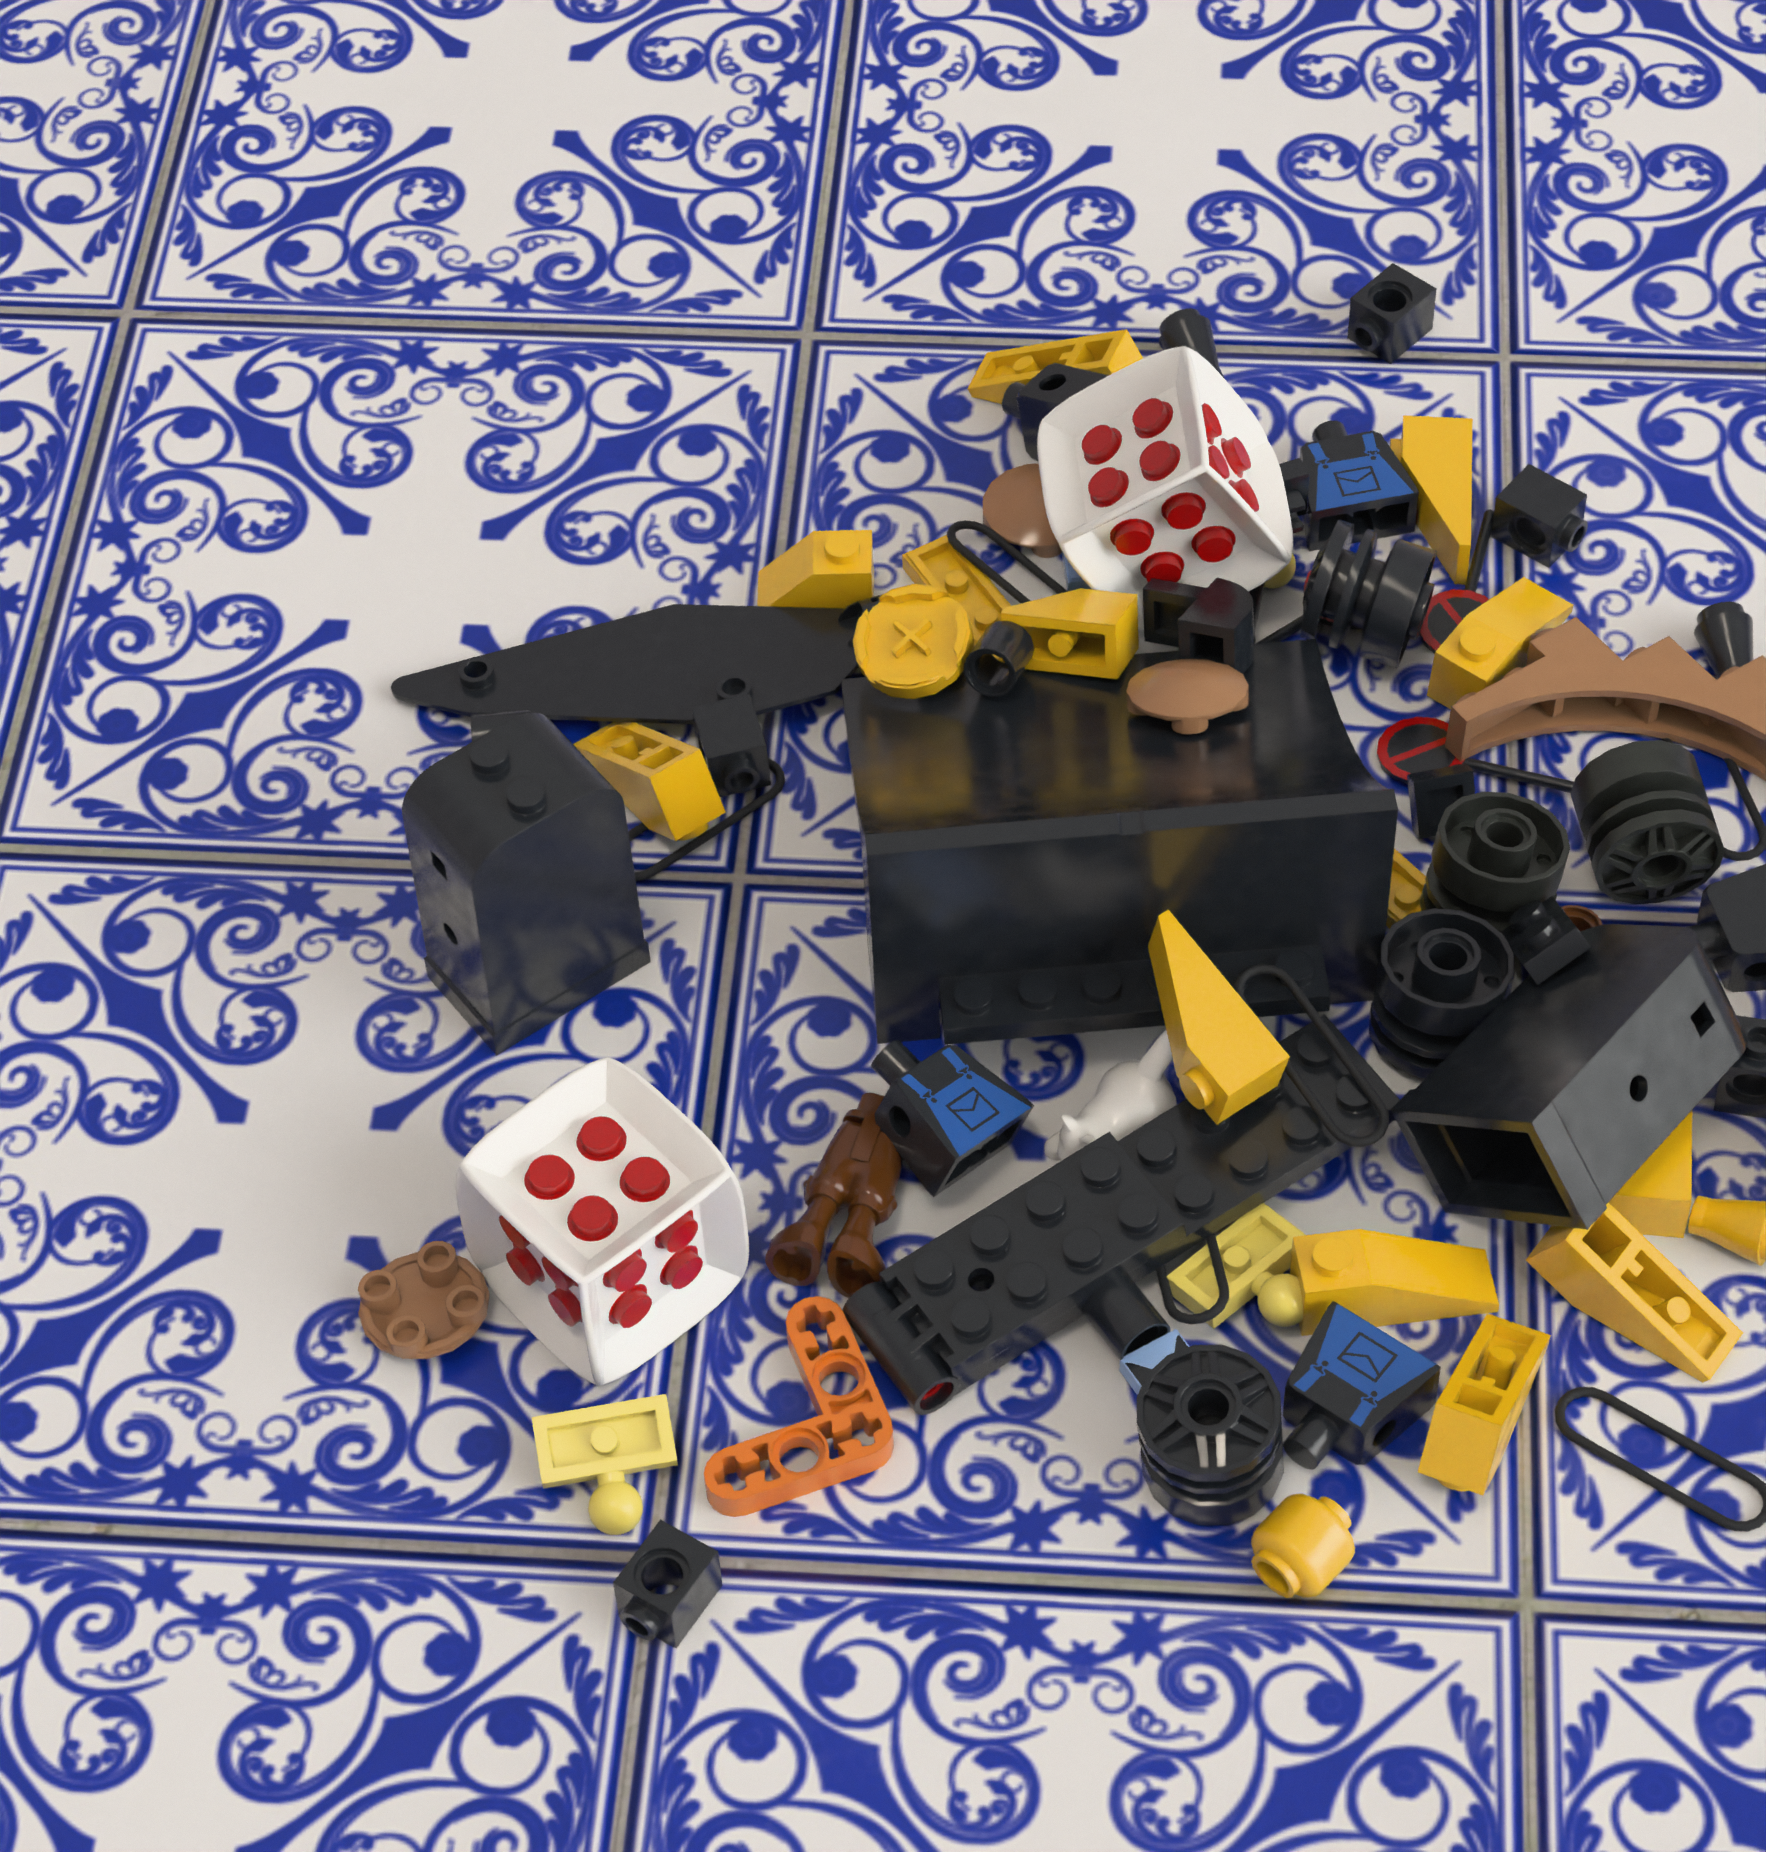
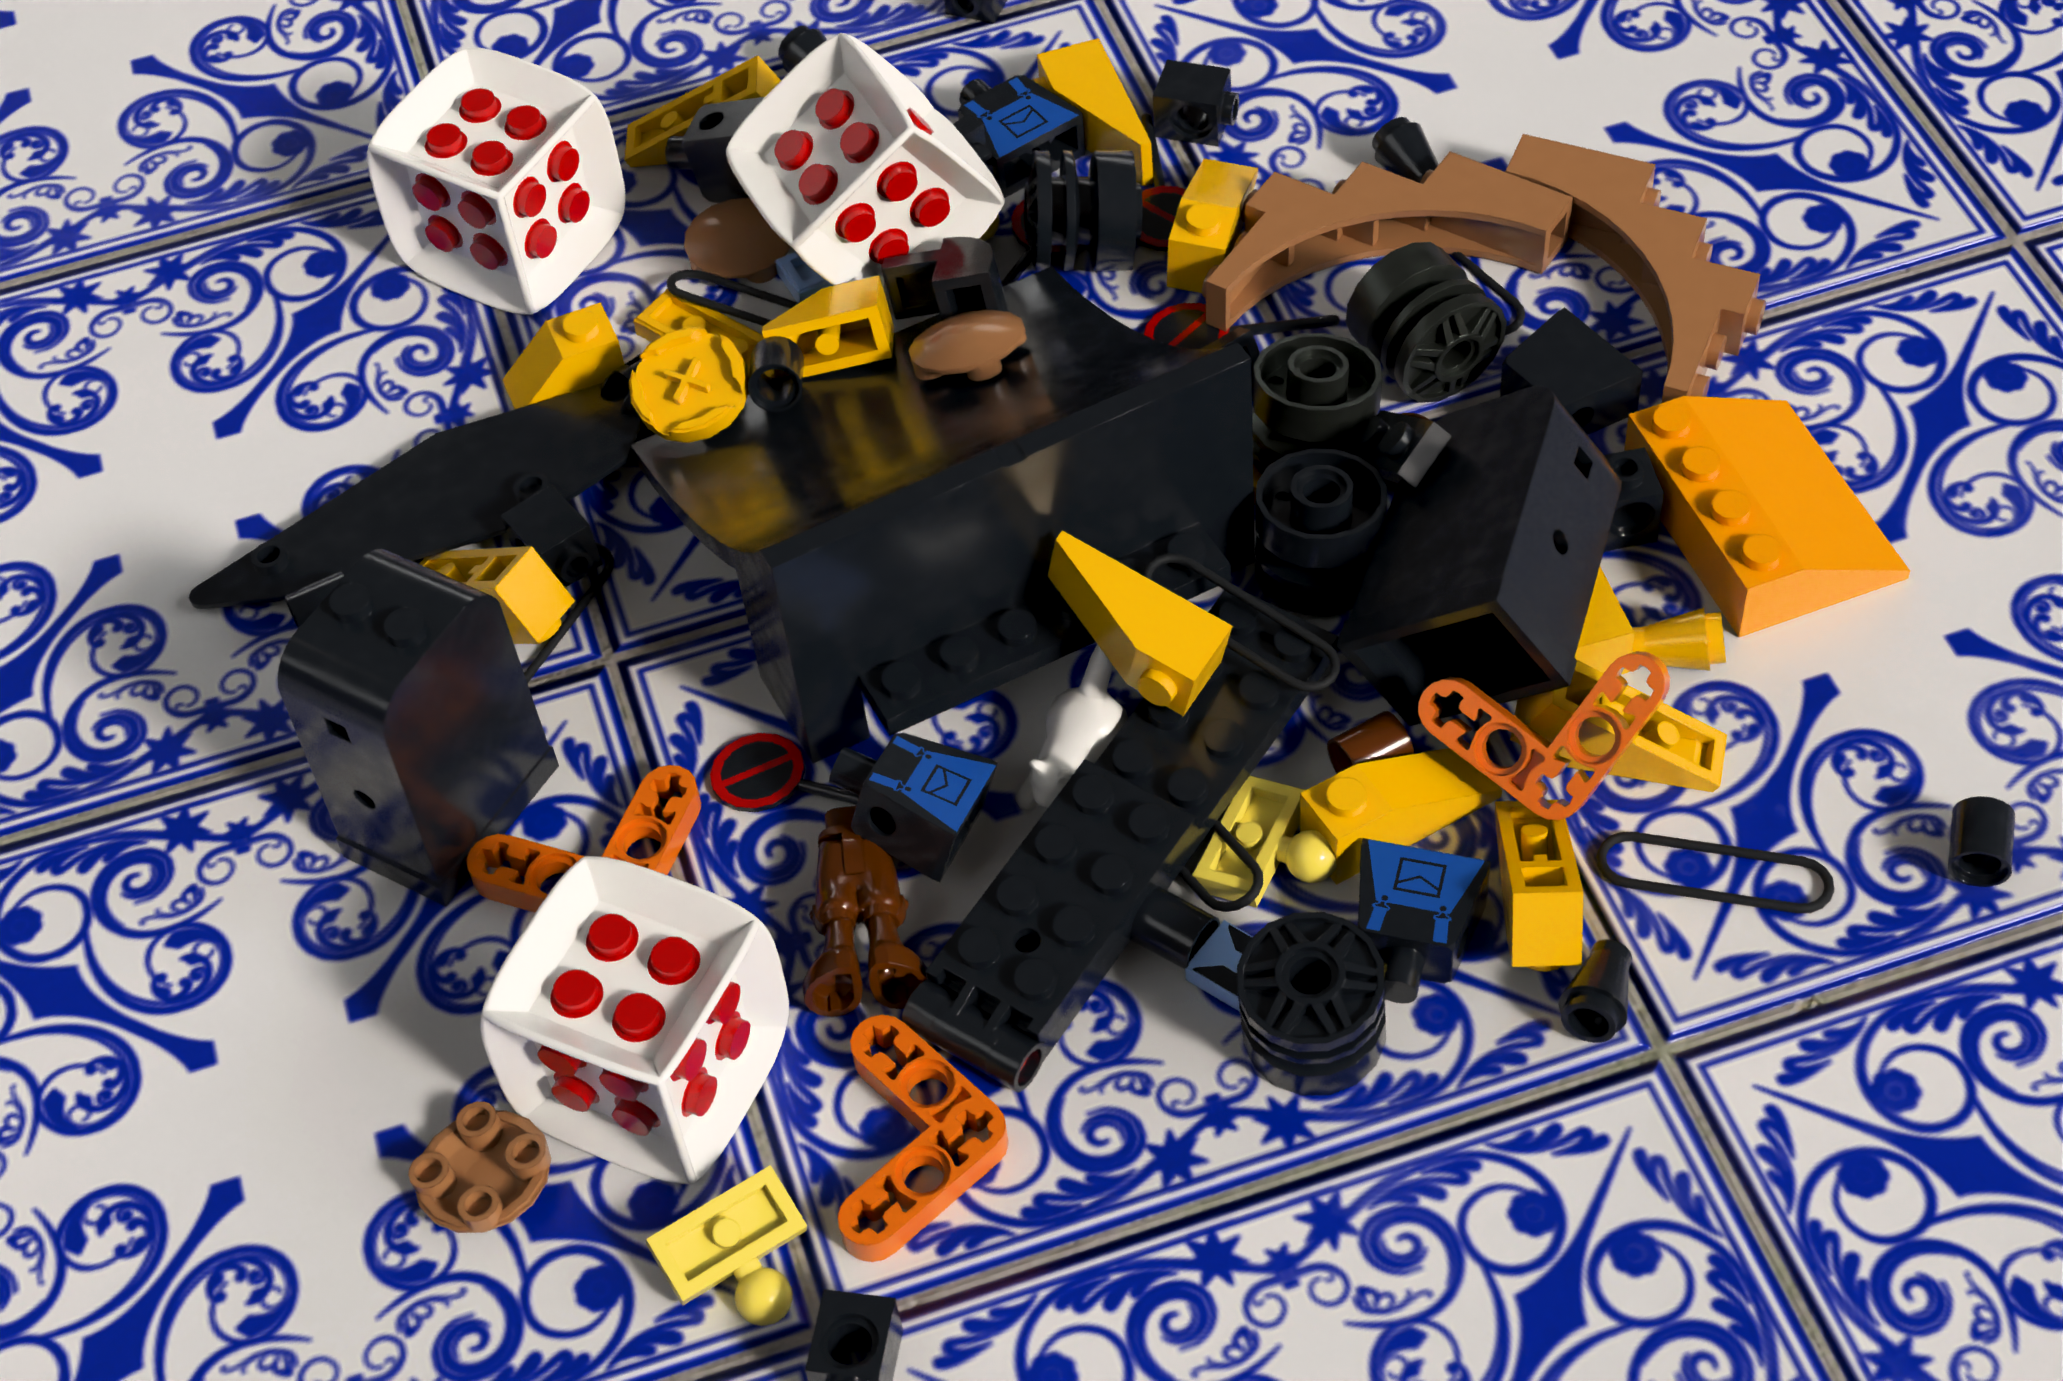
camera: 20 degrees left, 0 degrees up
(694, 1041) = (639, 822): none -> orange beam
(826, 1036) = (763, 773): none -> piece
(828, 375) = (497, 179): none -> white piece
(1302, 1545) = (1440, 1075): yellow head -> none
(1392, 1213) = (1371, 740): none -> reddish brown beam
(1485, 1529) = (1597, 996): none -> black cone
(1536, 1285) = (1537, 754): none -> orange beam

